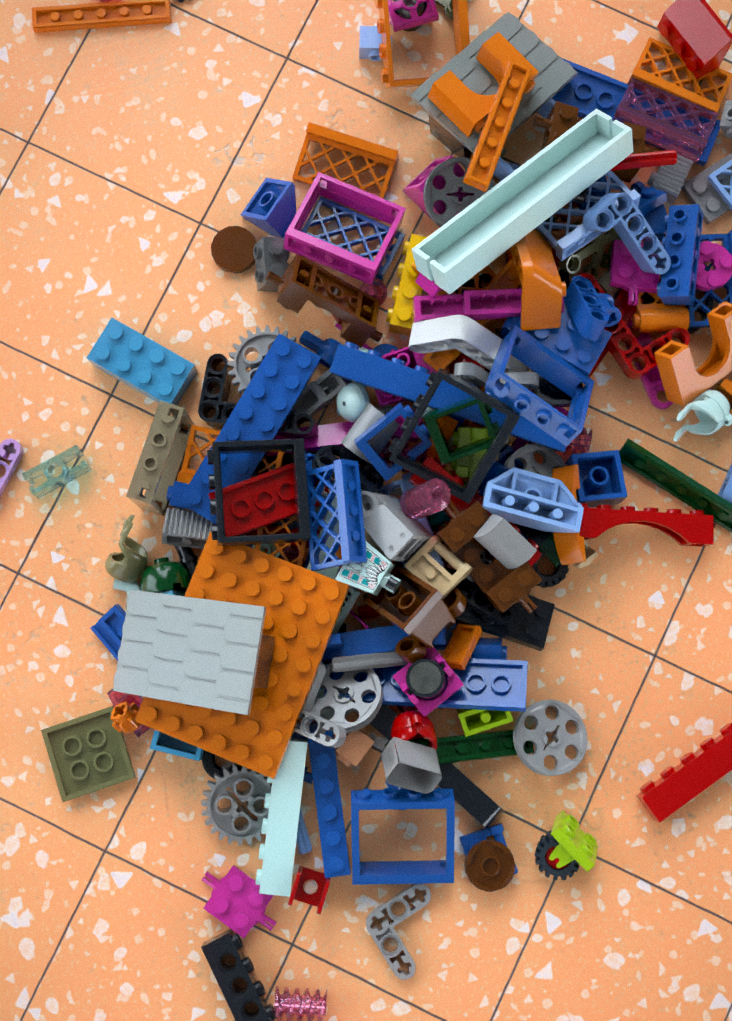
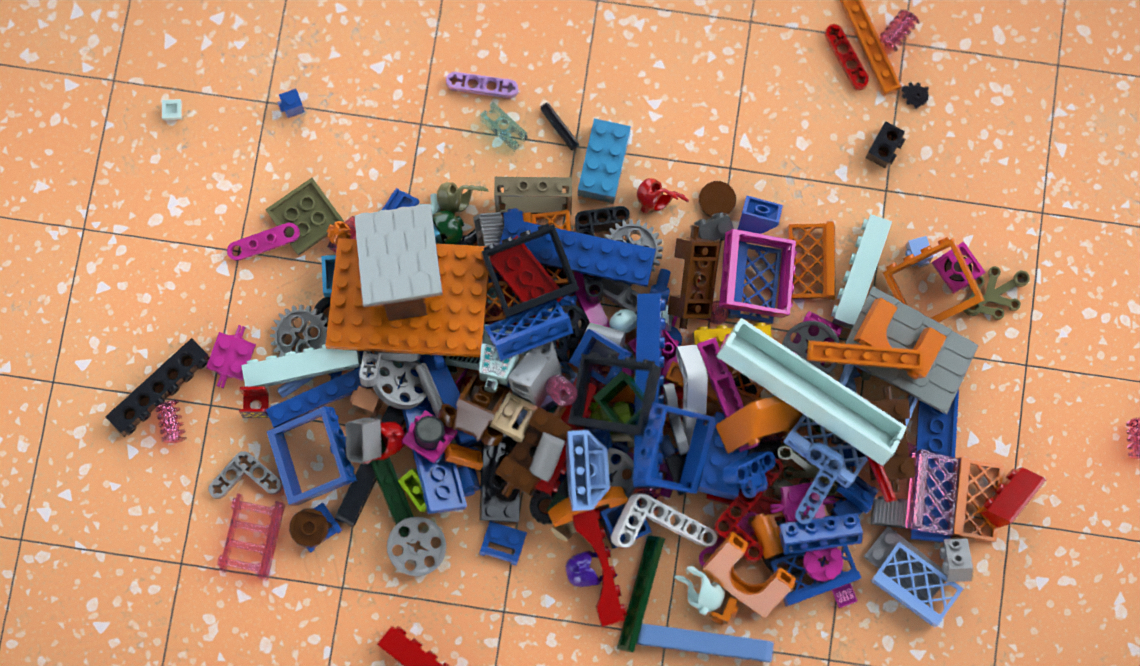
camera: 75 degrees right, 5 degrees down
(79, 405) = (559, 126): none -> black axle
(104, 817) = (263, 241): none -> dark pink plate
(110, 42) = (850, 55): none -> red beam
(211, 321) = (652, 198): none -> red hair
(230, 39) = (883, 143): none -> black brick
(377, 114) = (862, 271): none -> light aqua brick
(500, 926) = (266, 549): none -> clear pink fence
(565, 848) = (338, 580): lime plate -> none
(568, 625) = (505, 537): none -> blue plate
(601, 433) = (662, 518): none -> white beam
(636, 549) = (580, 573): none -> dark purple hair

